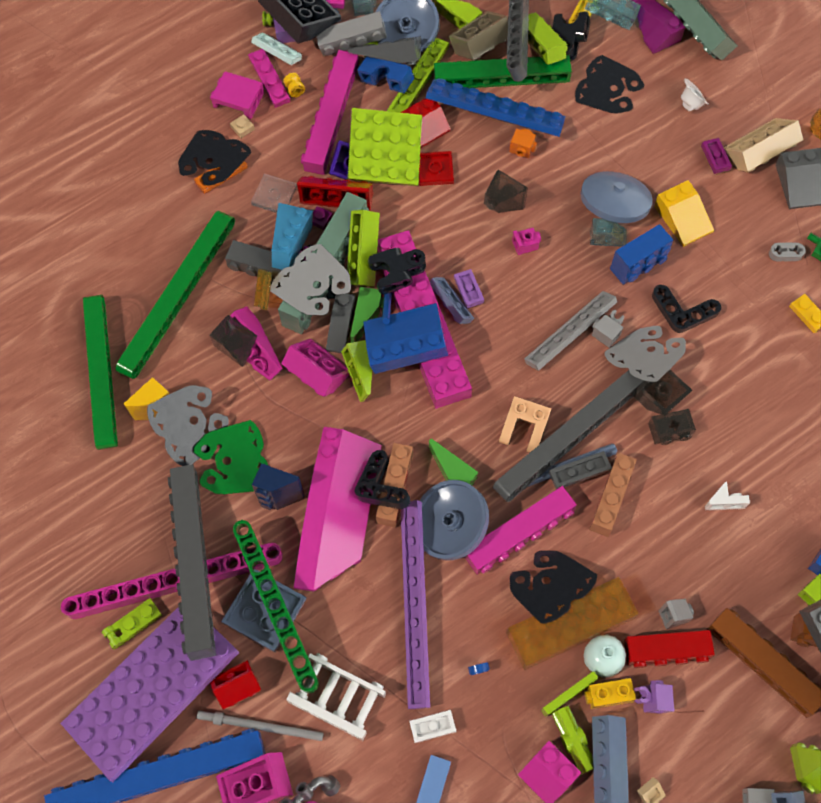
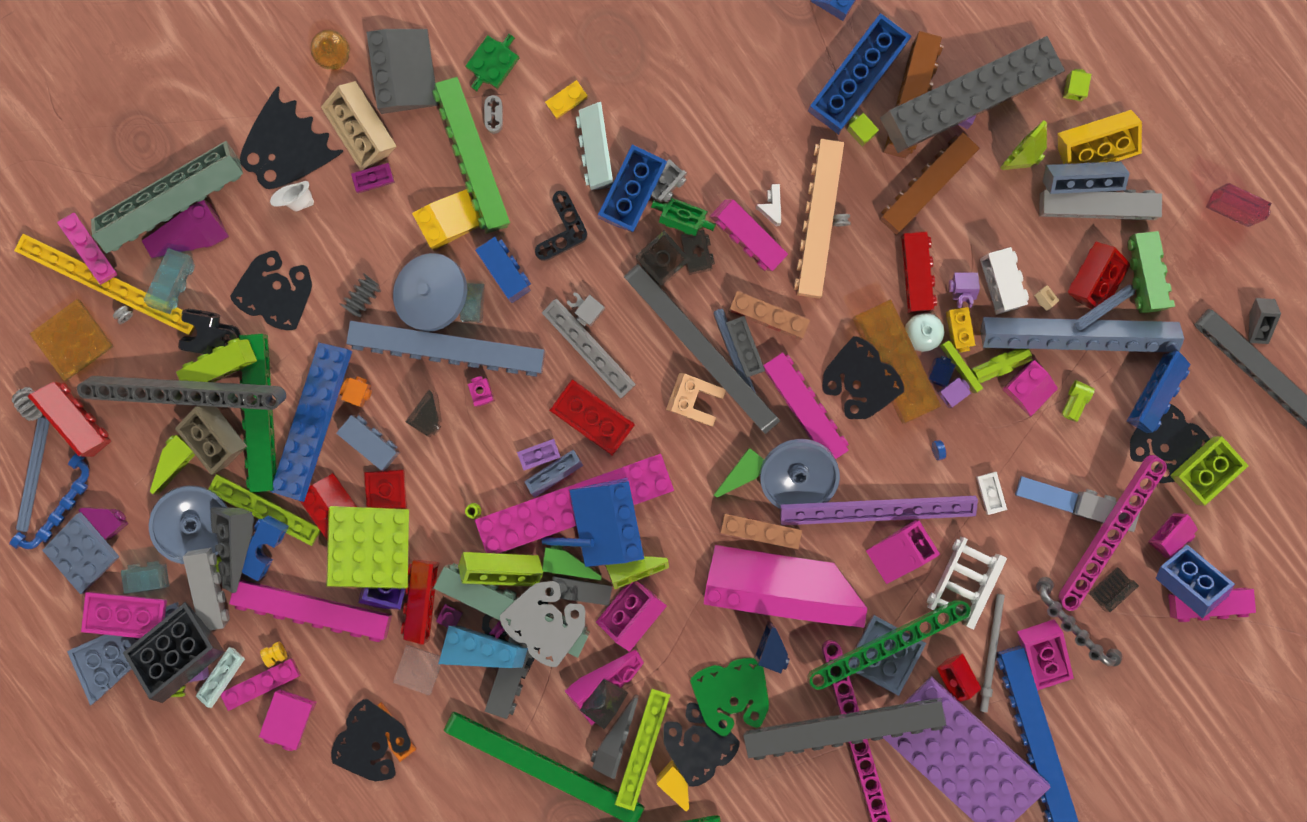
camera: 90 degrees left, 20 degrees up
(132, 623) = (898, 781): lime plate -> none
(186, 373) = (642, 749): none -> lime plate
(188, 348) = (610, 750): none -> dark grey wedge
(242, 126) = (327, 711): tan plate -> none
(263, 288) = (547, 674): clear yellow slope -> none
(371, 628) = (902, 552): none -> dark pink slope
(375, 488) = (767, 554): black beam -> none
(399, 266) = (527, 529): black piece -> none
(416, 233) = (477, 510): none -> lime pin
(477, 152) = (368, 442): none -> sand blue brick
(504, 335) = (592, 417): none -> red tile
(541, 686) = (954, 392): none -> medium lavender brick
(563, 671) = (941, 371): none -> clear blue brick
(565, 215) = (445, 347): none -> sand blue brick
(609, 146) = (361, 296): none -> dark grey piece
(636, 356) = (625, 280): light grey piece -> none
(668, 740) = (1004, 280): none -> white brick
(676, 613) = (886, 262): light grey slope -> none
(693, 474) = (748, 234): none -> dark pink wedge
(707, 411) = (683, 216): none -> green plate
(717, 568) = (841, 220): none -> light grey bush
(718, 546) = (820, 218): none -> light nougat brick
(731, 363) = (632, 189): none -> blue slope
(739, 399) = (670, 179): none -> light grey bracket
(742, 96) = (289, 139): none -> black piece
(745, 231) = (471, 155): none -> bright green brick
(767, 336) = (595, 146): none -> light aqua slope

